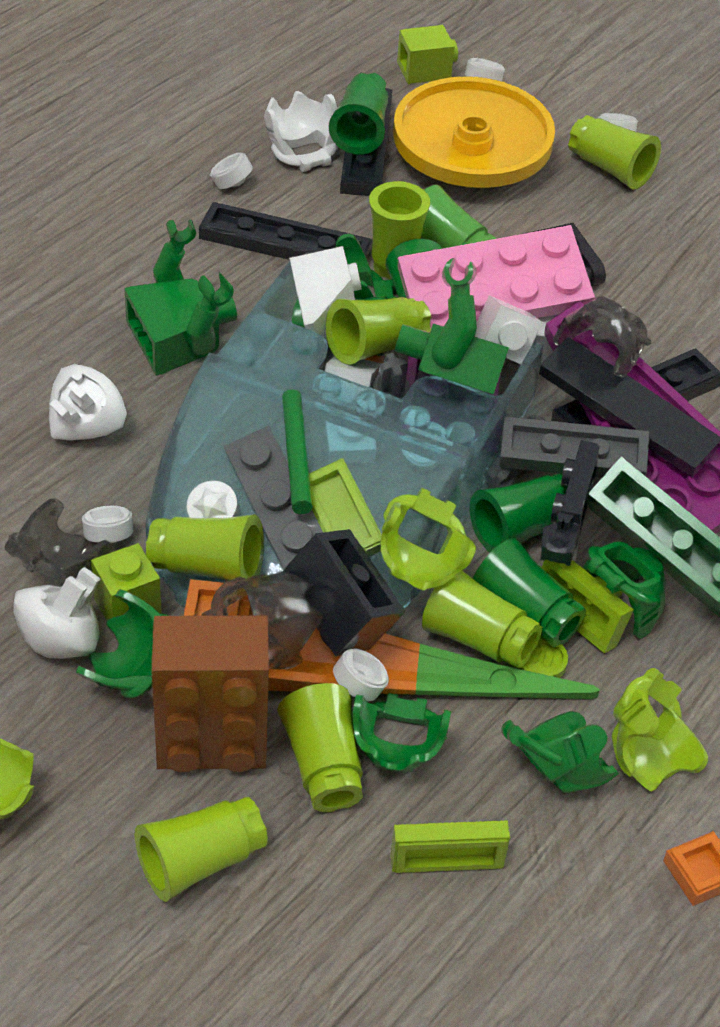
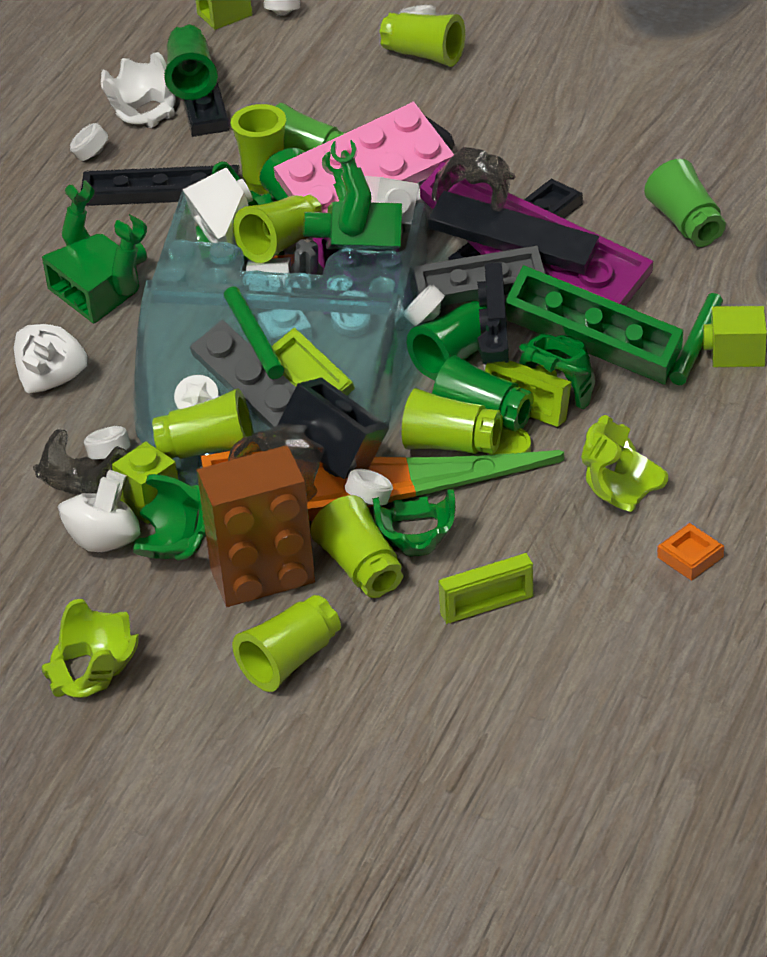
camera: 10 degrees left, 5 degrees down
(414, 563) = (383, 393): lime helmet -> none
(473, 132) = (294, 52): yellow dish -> none
(500, 468) = (424, 306): none -> white tile
(564, 751) = (552, 498): green helmet -> none

